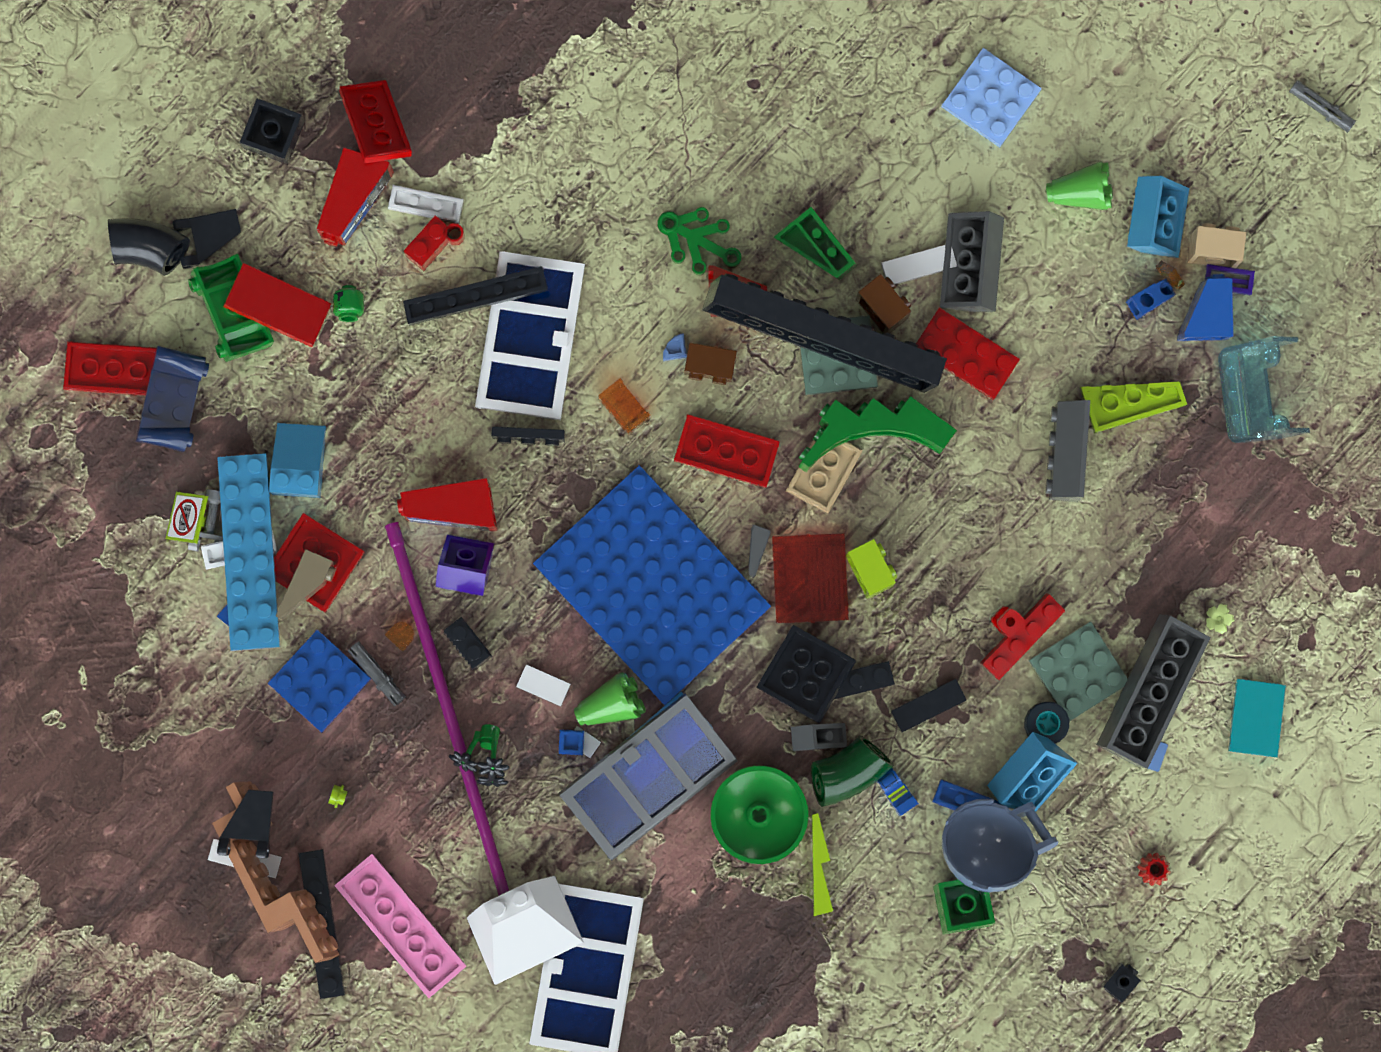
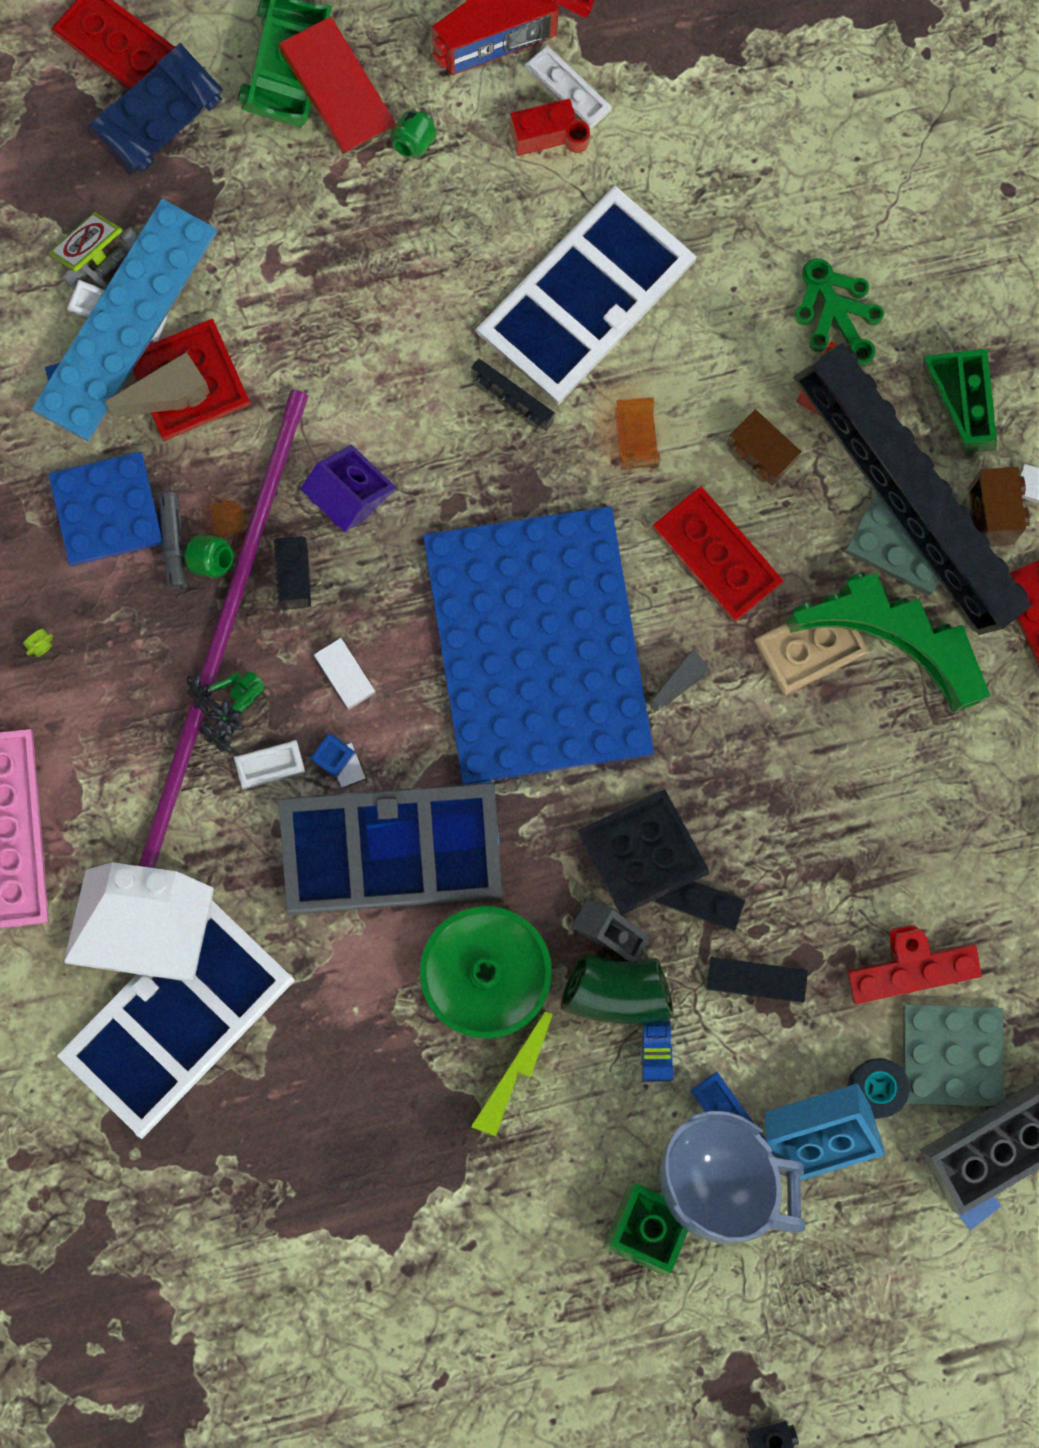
camera: 30 degrees right, 5 degrees down
(297, 460) = (244, 263): dark azure slope -> none
(407, 668) = (208, 555): none -> green head
(452, 505) = (377, 412): red slope -> none
(475, 295) = (556, 212): black plate -> none
(535, 774) = (269, 764): none -> white tile
(611, 702) = (406, 739): bright green cone -> none
(675, 348) = (734, 410): medium blue tile -> none
(810, 578) = (717, 752): clear red piece -> none
(871, 569) = (793, 783): lime brick -> none
(1163, 869) = (905, 1341): red piece -> none

